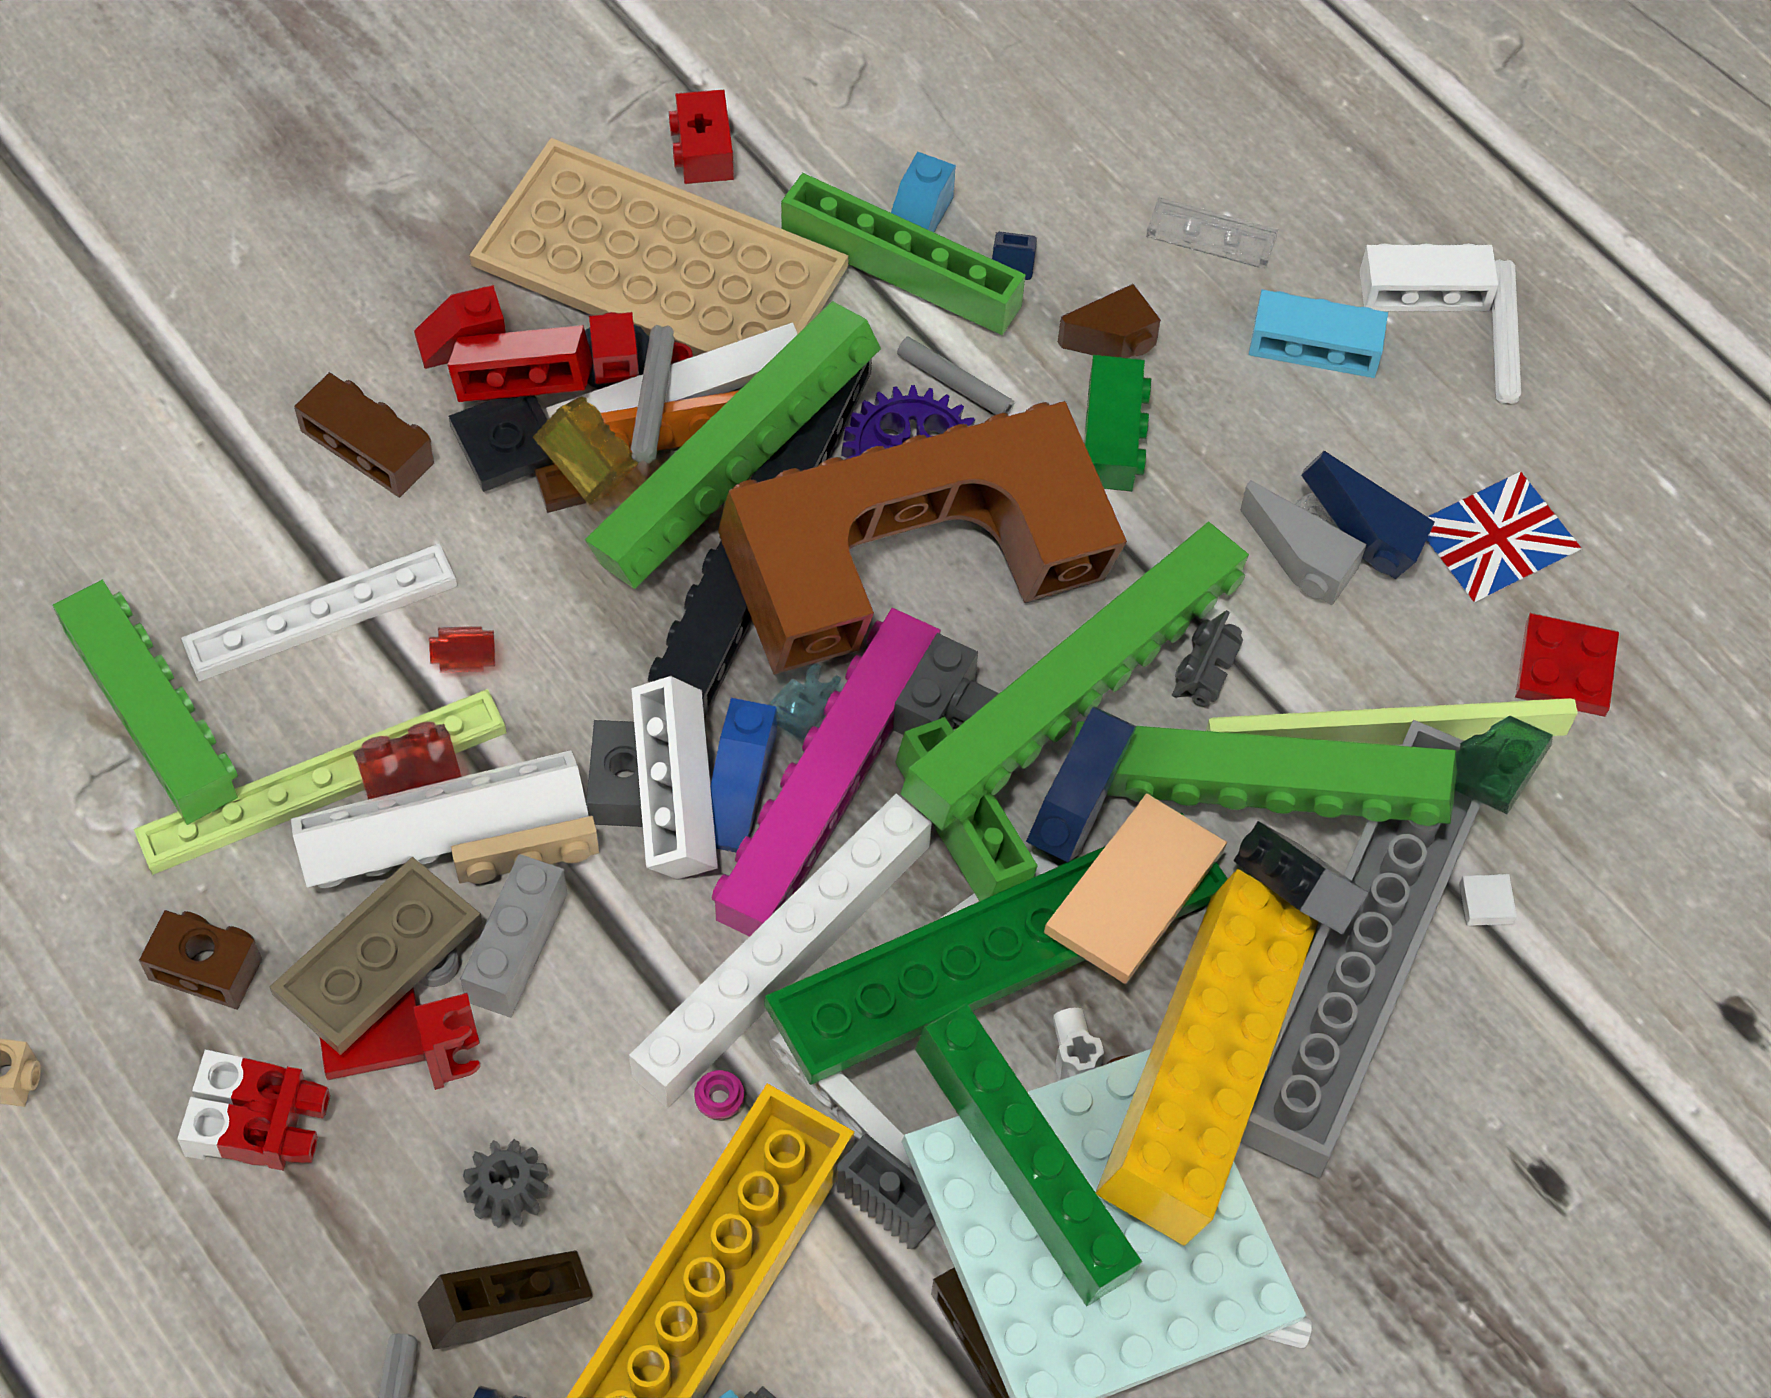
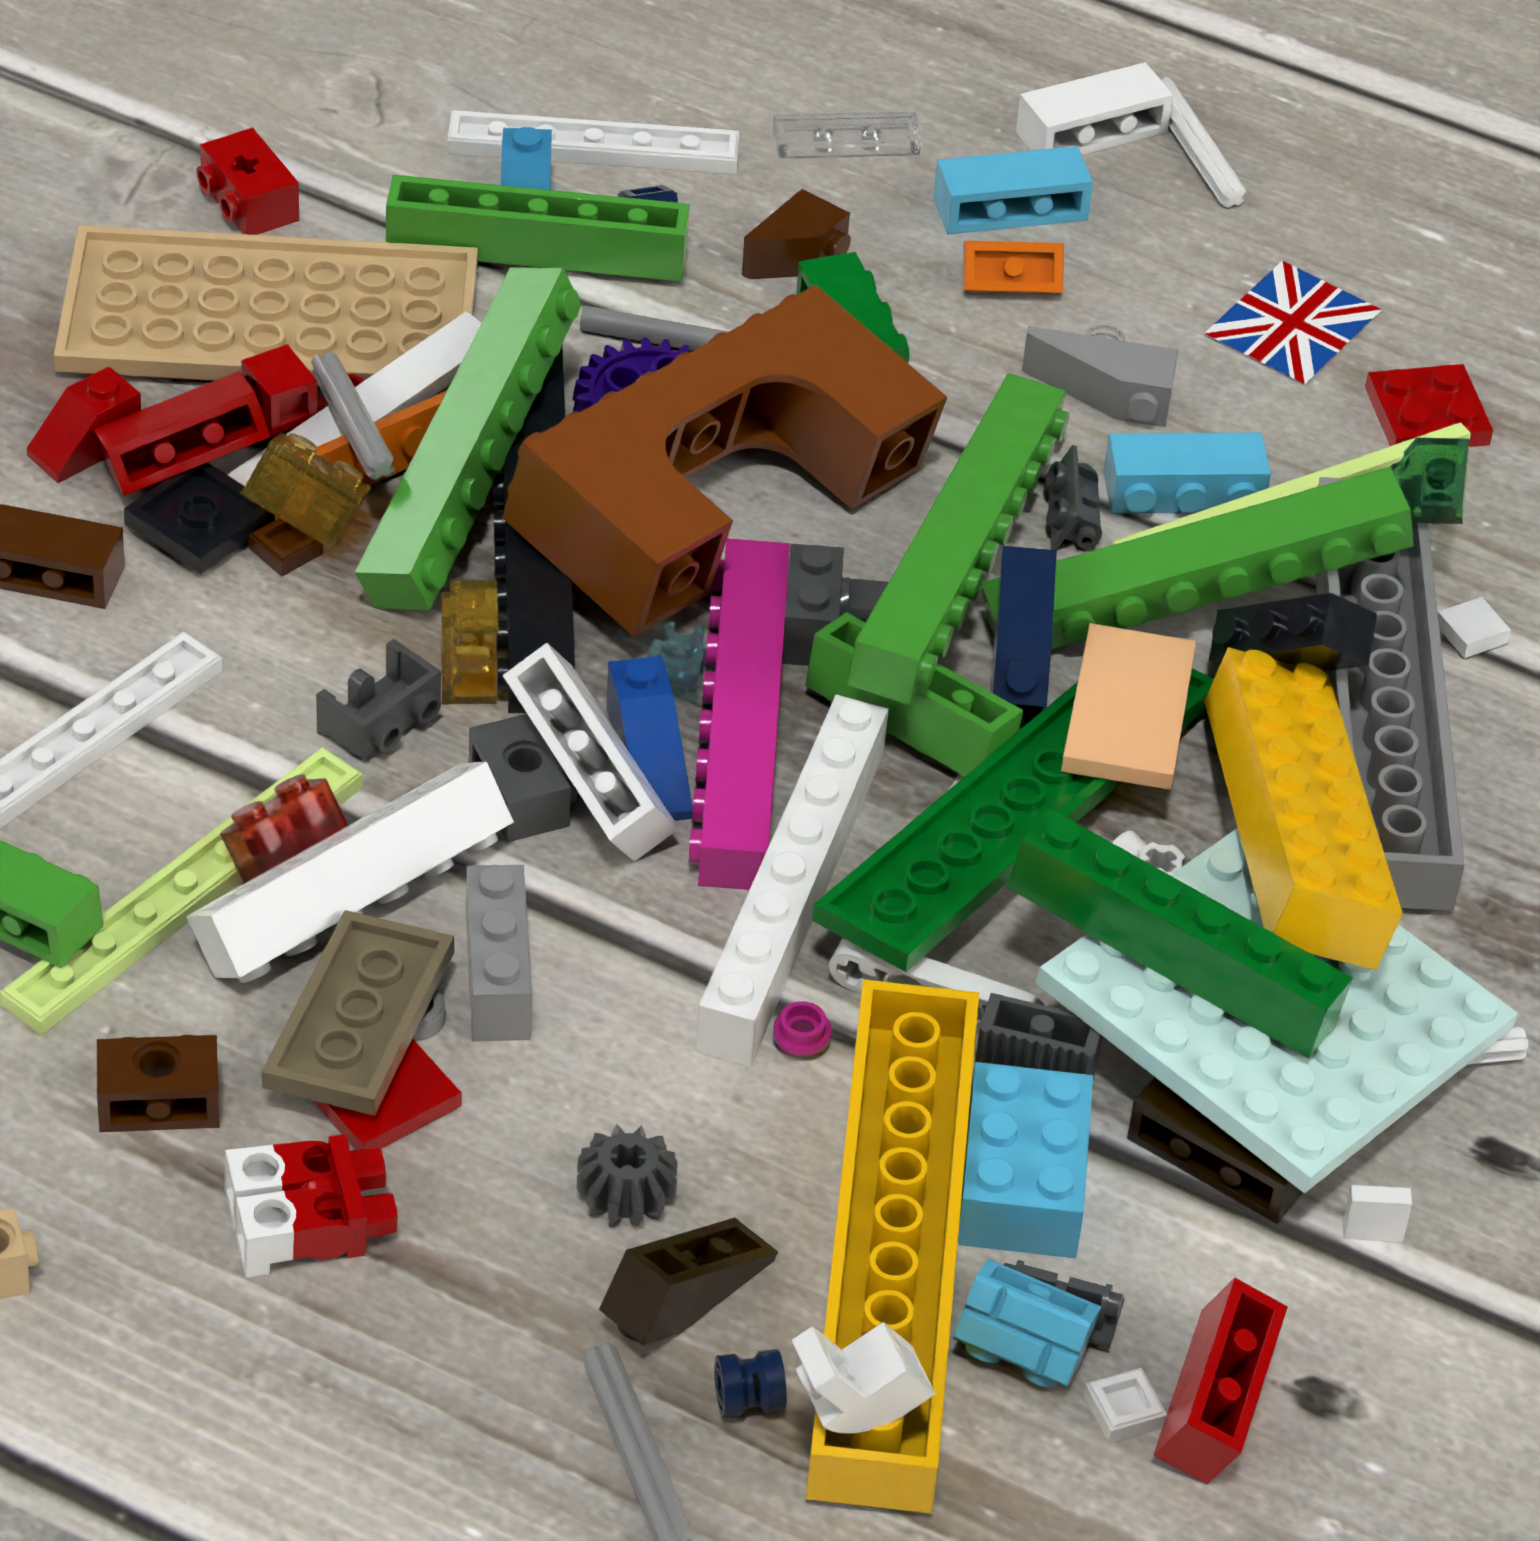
camera: 25 degrees left, 15 degrees down
(444, 1030) = (481, 1056): red hinge -> none
(462, 649) = (273, 717): clear red brick -> none
(551, 667) = (382, 709): none -> dark grey window
(554, 843) = (441, 883): tan plate -> none
(635, 635) = (468, 642): none -> clear yellow window
(823, 1294) = (1025, 1160): none -> medium azure brick
(1007, 178) = (602, 142): none -> white tile
(1278, 411) = (1013, 267): none -> orange plate
(1316, 663) = (1182, 470): none -> medium azure brick
(1370, 514) = (1162, 319): dark blue slope -> none

